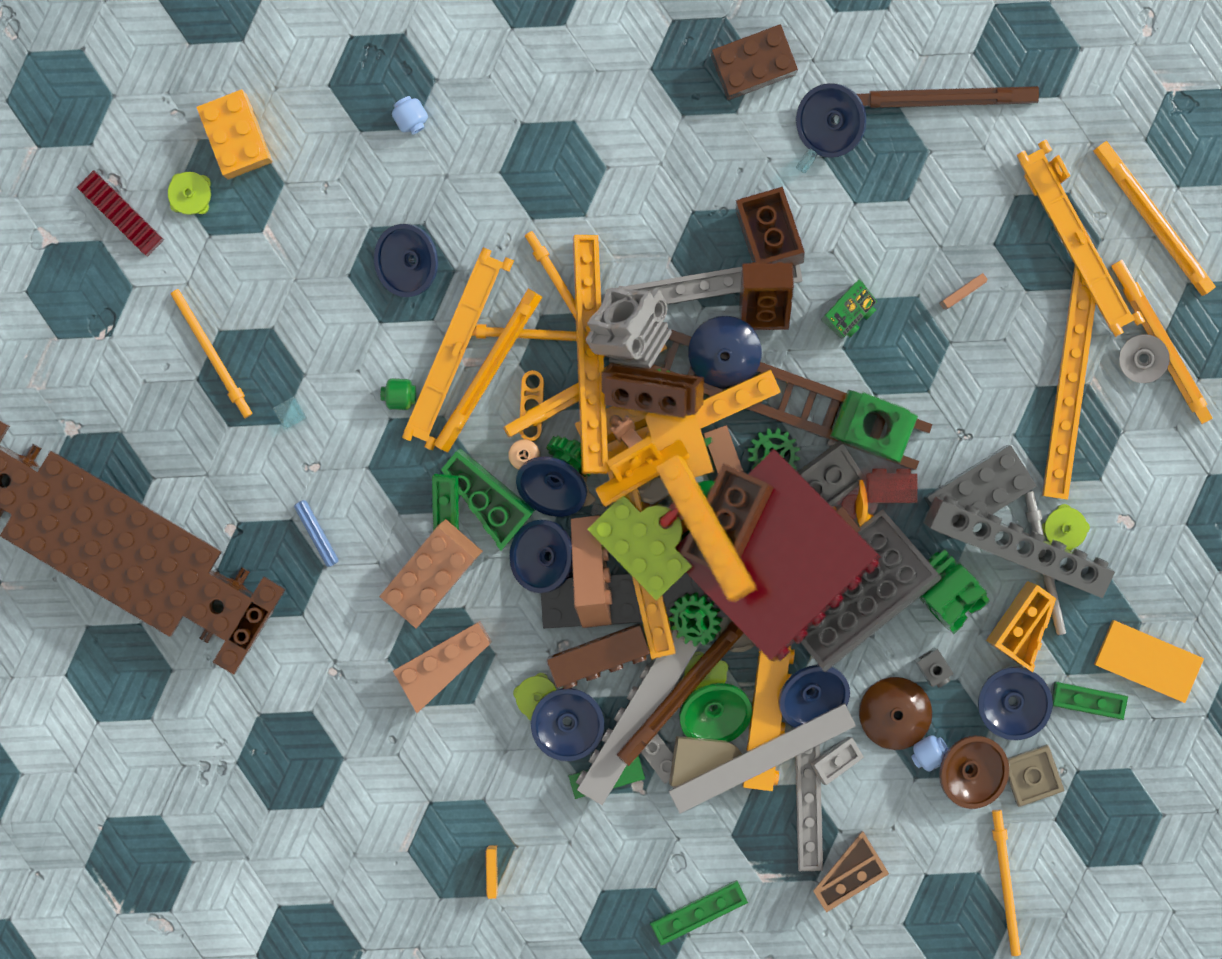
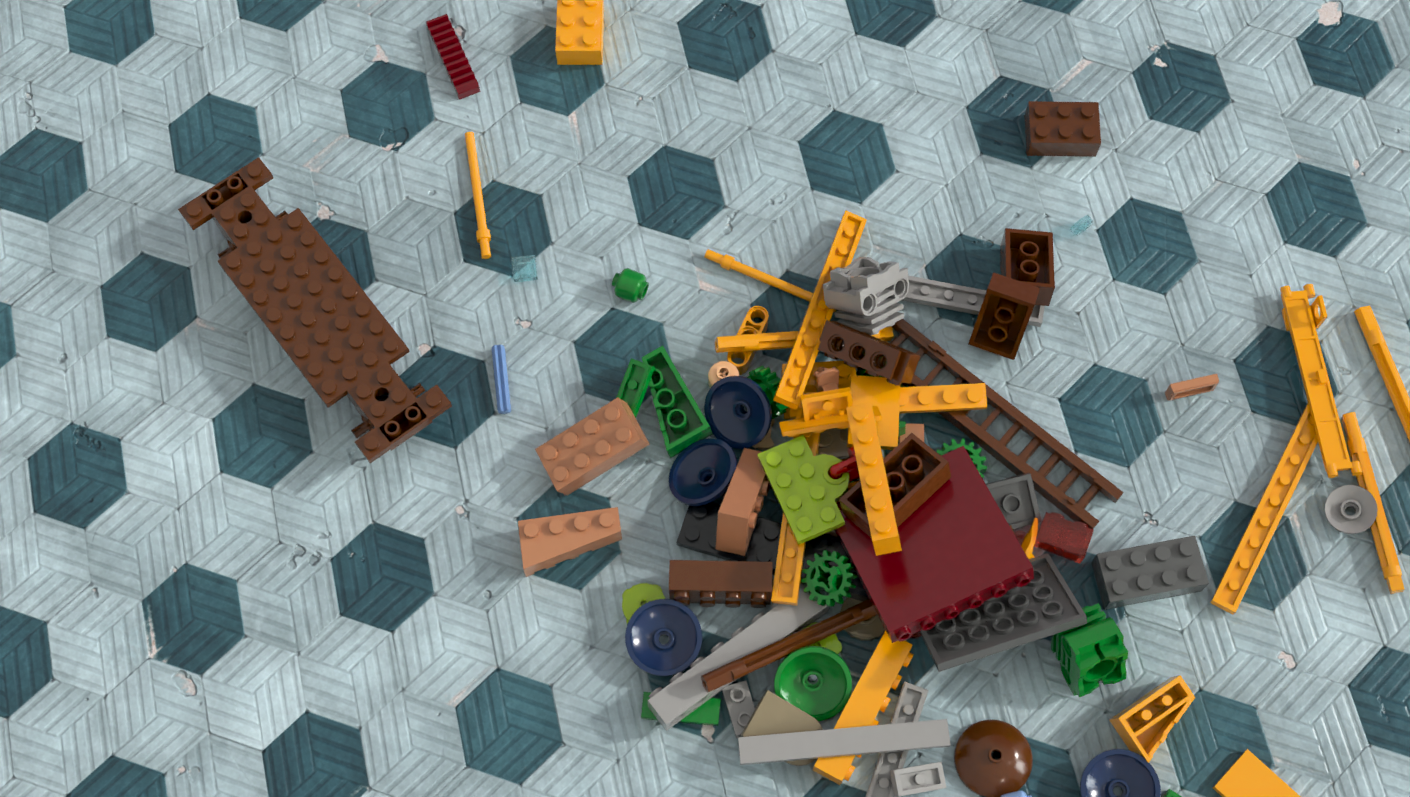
camera: 20 degrees right, 20 degrees down
(189, 193) = (519, 62): lime piece -> none
(396, 262) = (685, 175): dark blue dish -> none
(409, 115) = (738, 66): light blue head -> none
(454, 347) = (696, 265): light orange piece -> none
(487, 371) = (720, 294): light orange piece -> none
(491, 872) = (529, 755): light orange tile -> none
(541, 255) = (809, 219): light orange bar -> none
(719, 336) = (960, 366): dark blue dish -> none
(817, 124) = (1108, 188): dark blue dish -> none
(826, 692) = (936, 695): dark blue dish -> none
(849, 310) = (1078, 361): slope -> none
(850, 429) = (1067, 482): green piece -> none
(934, 668) = (1048, 723): dark grey brick -> none
(950, 97) = (1231, 219): reddish brown piece -> none
(1034, 516) = (1196, 619): light grey bar -> none
(1066, 526) = (1224, 642): lime piece -> none
(1094, 581) = (1246, 691): dark grey brick -> none

